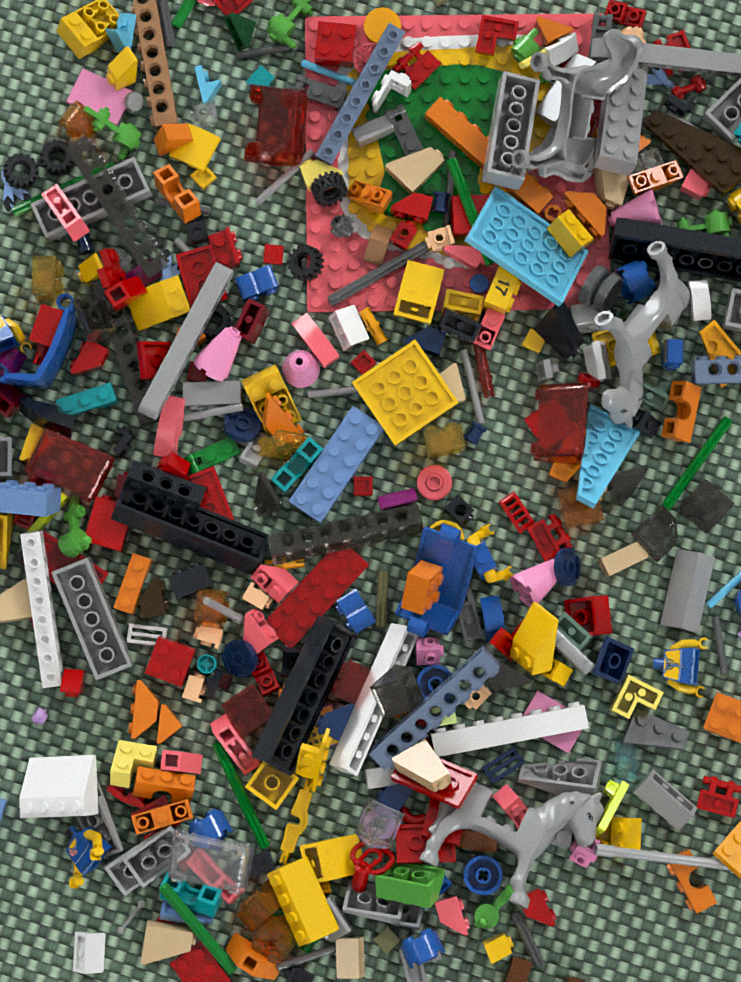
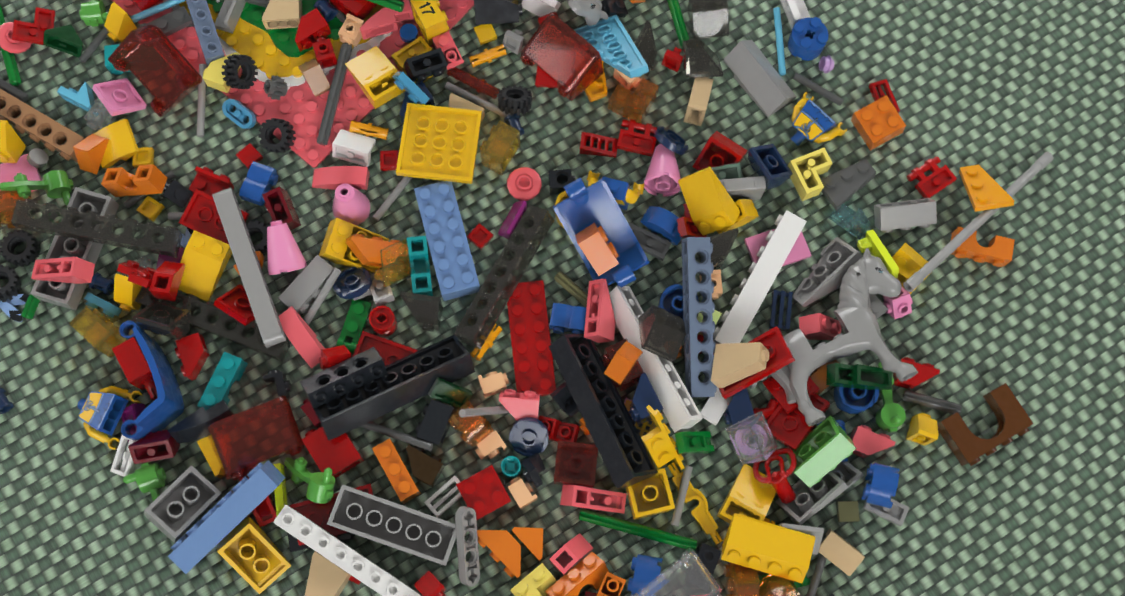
camera: 55 degrees left, 10 degrees down
(66, 251) = (109, 309): none -> dark azure plate
(107, 698) = (468, 570): none -> light grey beam
(160, 565) = (398, 435): none -> dark grey bar
(169, 221) = (150, 208): none -> yellow tile
(195, 374) = (280, 282): red tile -> none
(221, 572) = (449, 393): none -> dark green plate
(232, 115) = (119, 96): none -> bright pink tile
(233, 474) = (383, 321): none -> red wheel
(274, 581) = (492, 358): coral slope -> none
(287, 59) = (118, 23): none -> yellow slope
(293, 806) = (681, 495): none -> light grey bar
(298, 217) = (240, 115): none -> dark azure plate
(337, 784) = (694, 442): none -> green plate
(349, 682) = (623, 362): none -> orange slope
(370, 196) = (274, 50): orange slope -> none
(374, 632) = (599, 313): none -> coral slope
(426, 338) = (415, 93): none -> dark azure plate
(428, 651) = (648, 290): bright pink brick -> none
(490, 866) = (858, 376): none -> dark green slope
(500, 411) = (514, 100): none -> black tyre
(516, 360) = (487, 55): none -> light orange pin
(641, 509) = (673, 59): none -> red tile

